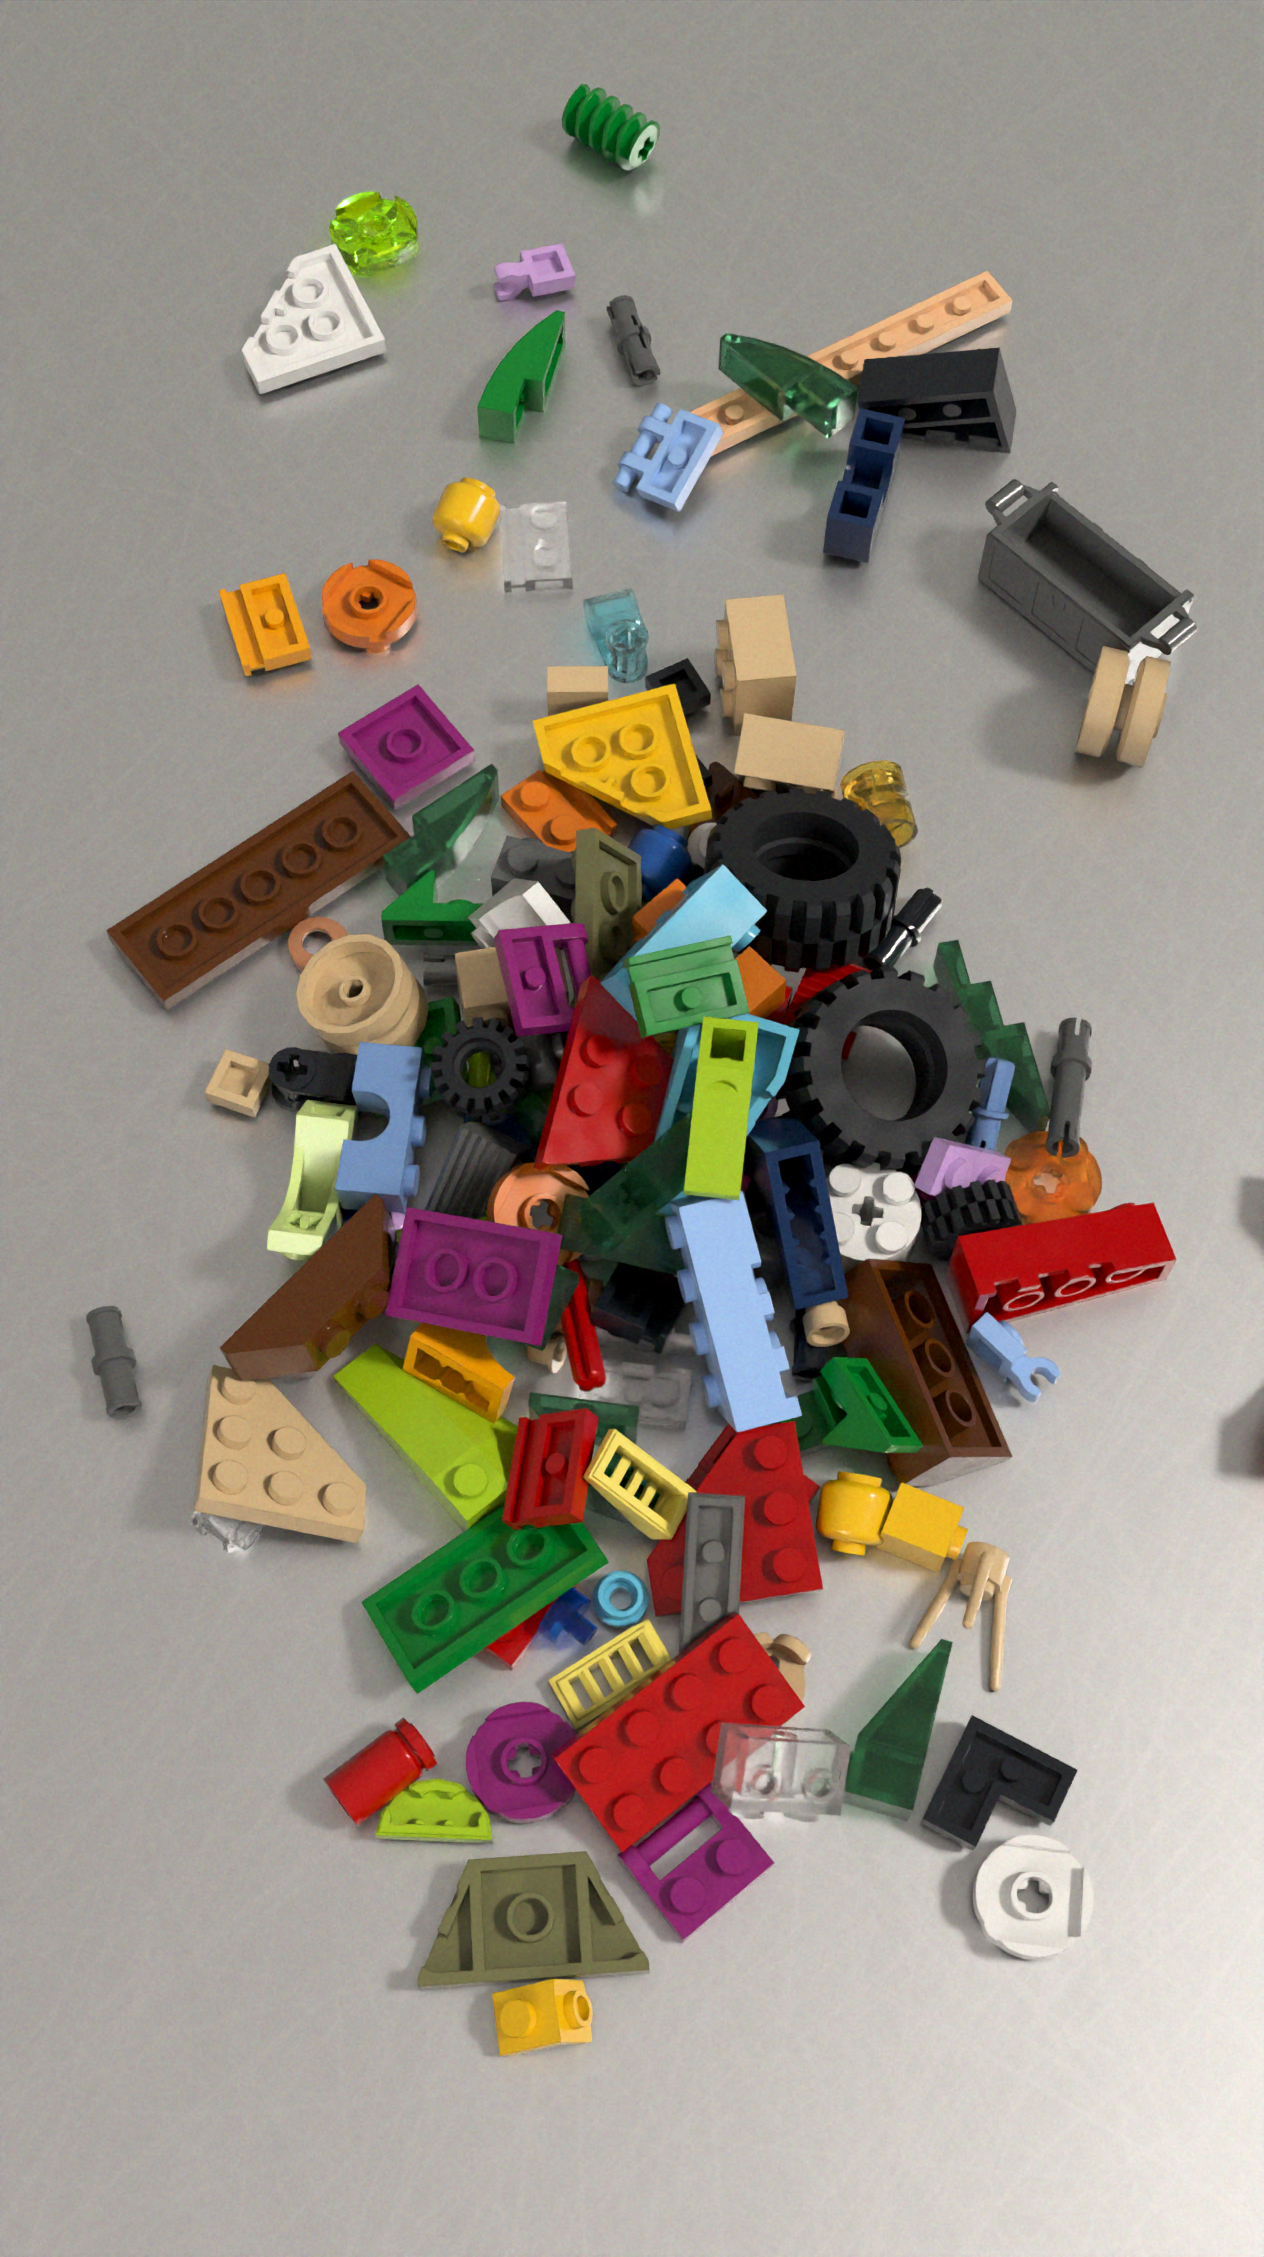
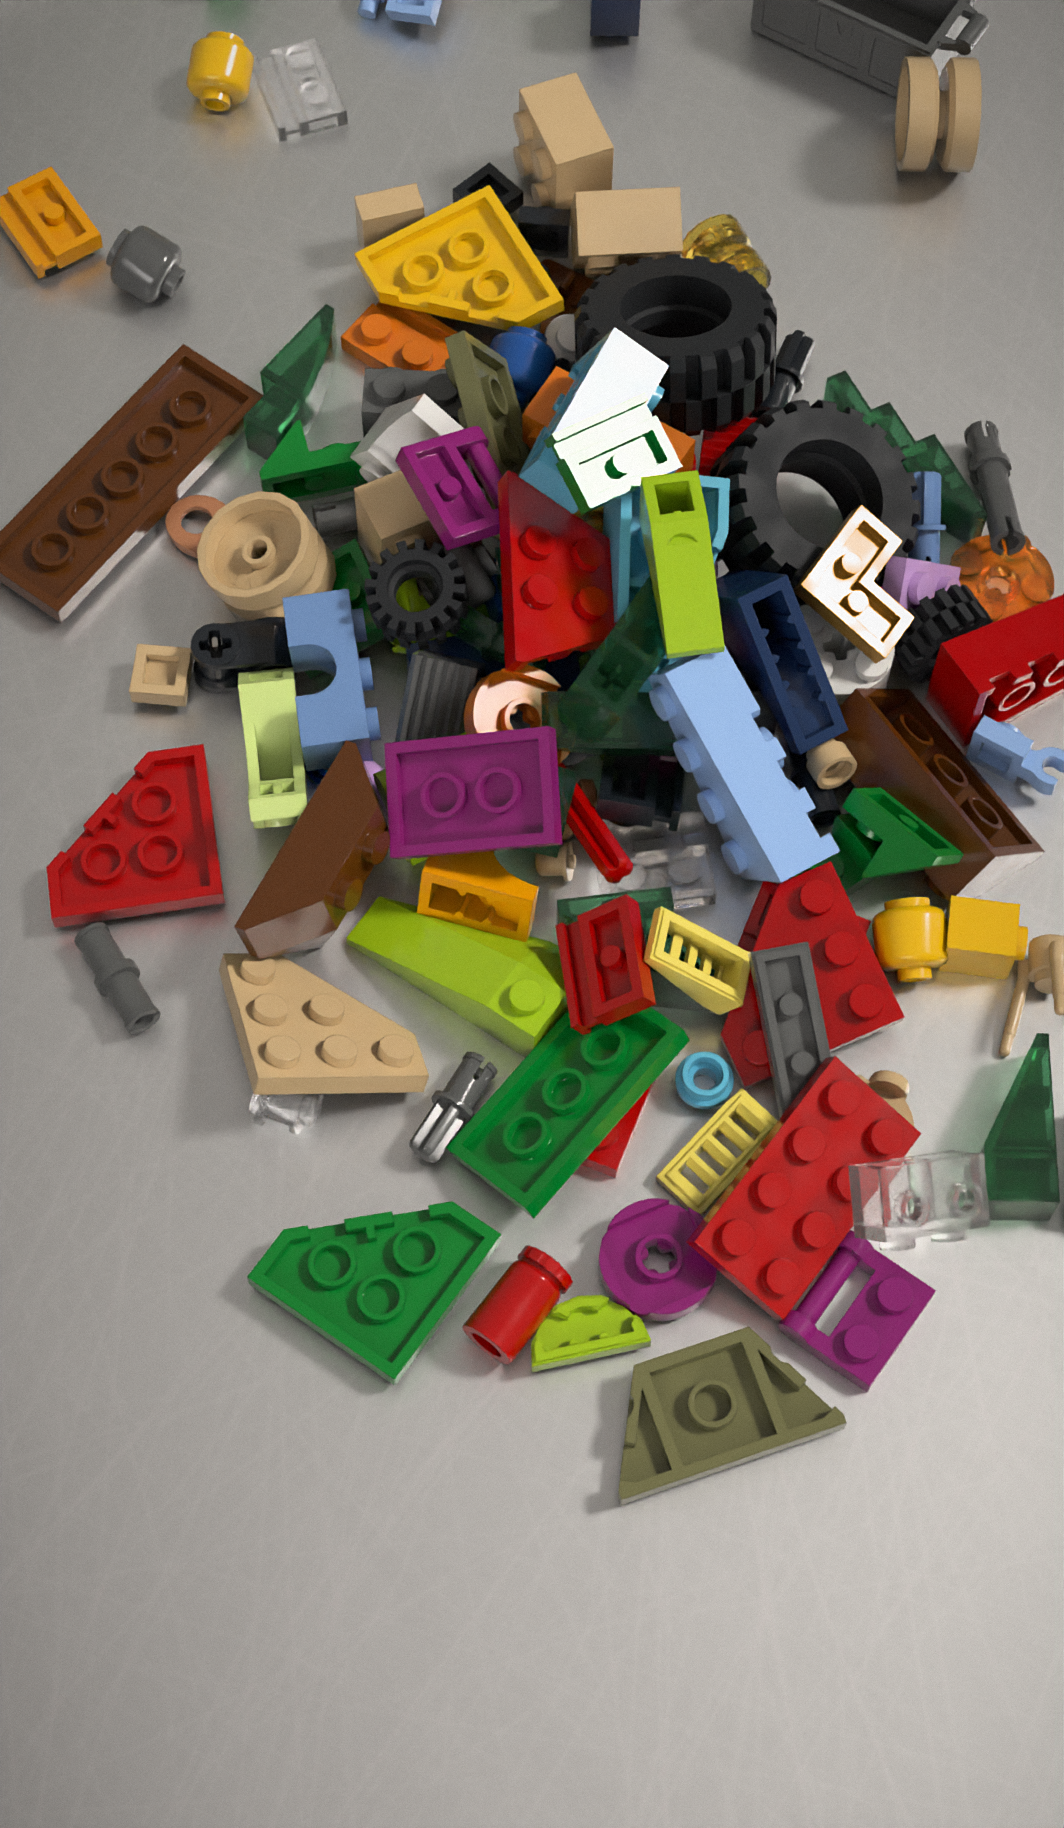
camera: 15 degrees left, 0 degrees up
(176, 1243) = (143, 847): none -> red plate
(262, 1712) = (377, 1279): none -> green plate
(342, 685) = (145, 264): none -> dark grey head
(375, 627) = (151, 203): orange plate -> none
(378, 1565) = (452, 1107): none -> dark grey axle
(406, 747) = (229, 310): magenta plate -> none
(542, 2016) = (752, 1496): yellow bracket -> none
(567, 1619) = (659, 1110): clear blue tile -> none
(619, 634) = (411, 152): clear light blue piece -> none
(716, 735) = (545, 230): none -> black plate
(879, 1162) = (844, 589): none -> plate

